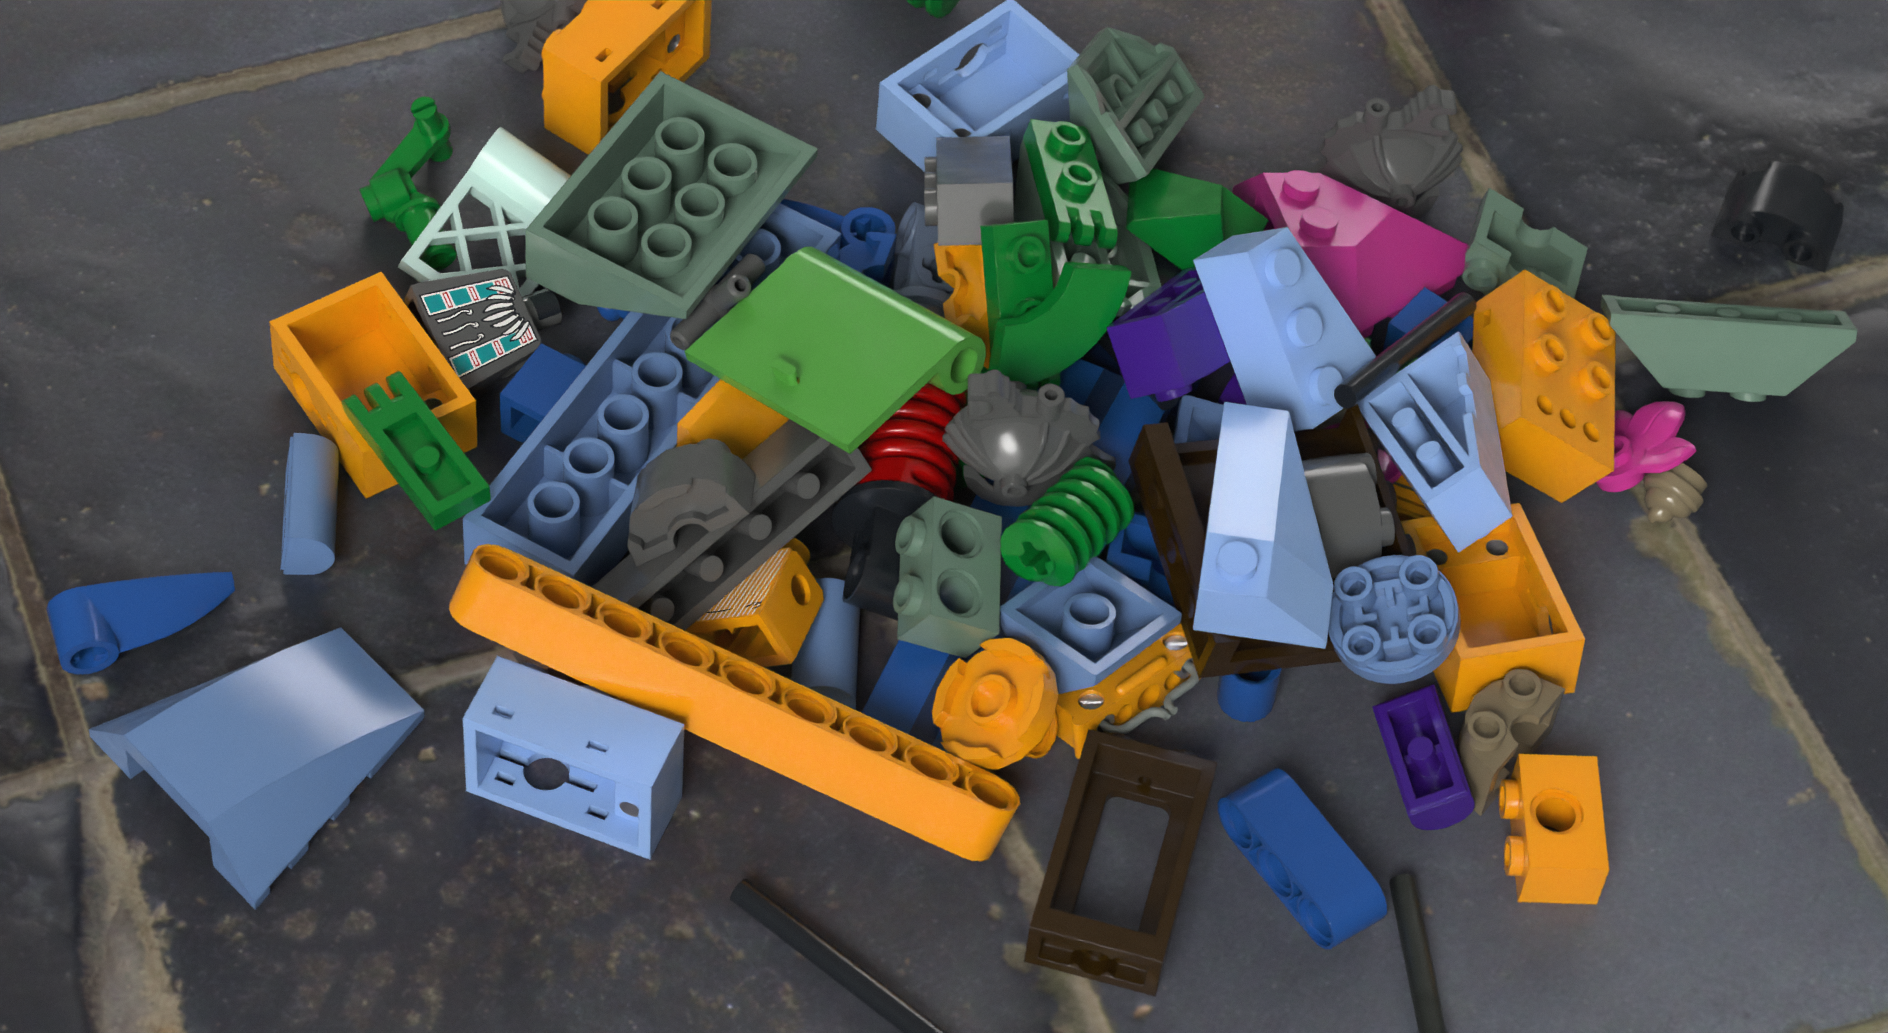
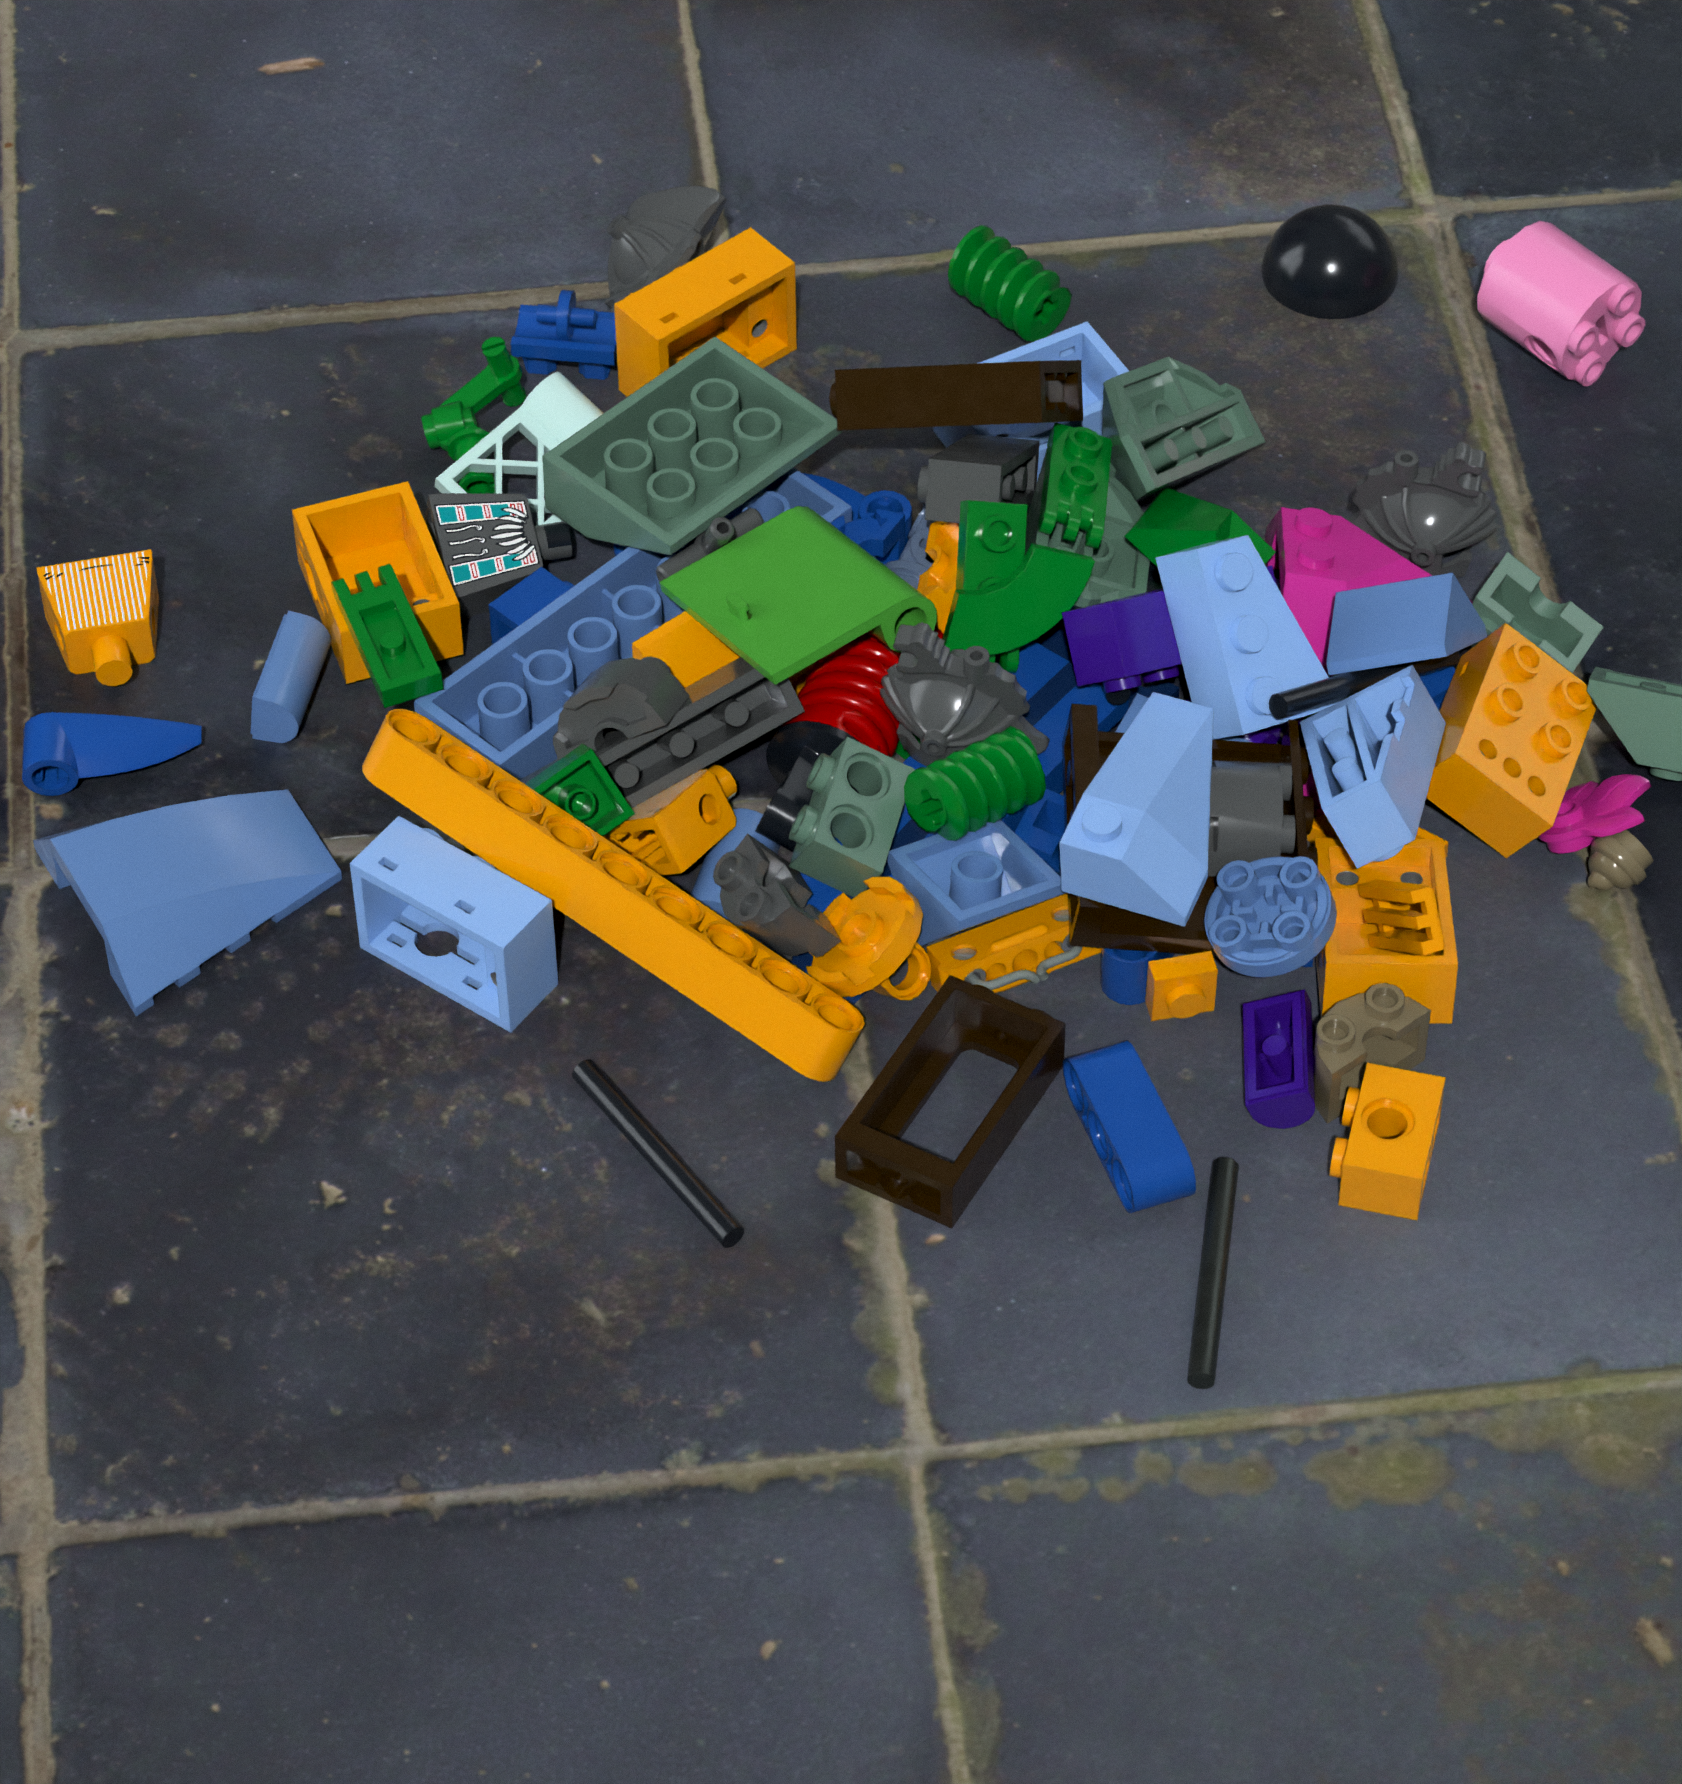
camera: 20 degrees right, 5 degrees down
(89, 463) = (103, 613): none -> light orange torso
(484, 80) = (565, 334): none -> blue hips
(676, 594) = (583, 790): none -> green piece
(887, 684) = (770, 901): none -> dark grey cylinder
(926, 104) = (957, 395): none -> dark brown piece
(1307, 698) = (1181, 986): none -> light orange plate
(1431, 291) = (1401, 624): none -> medium blue slope
(1514, 605) = (1387, 918): none -> light orange tile

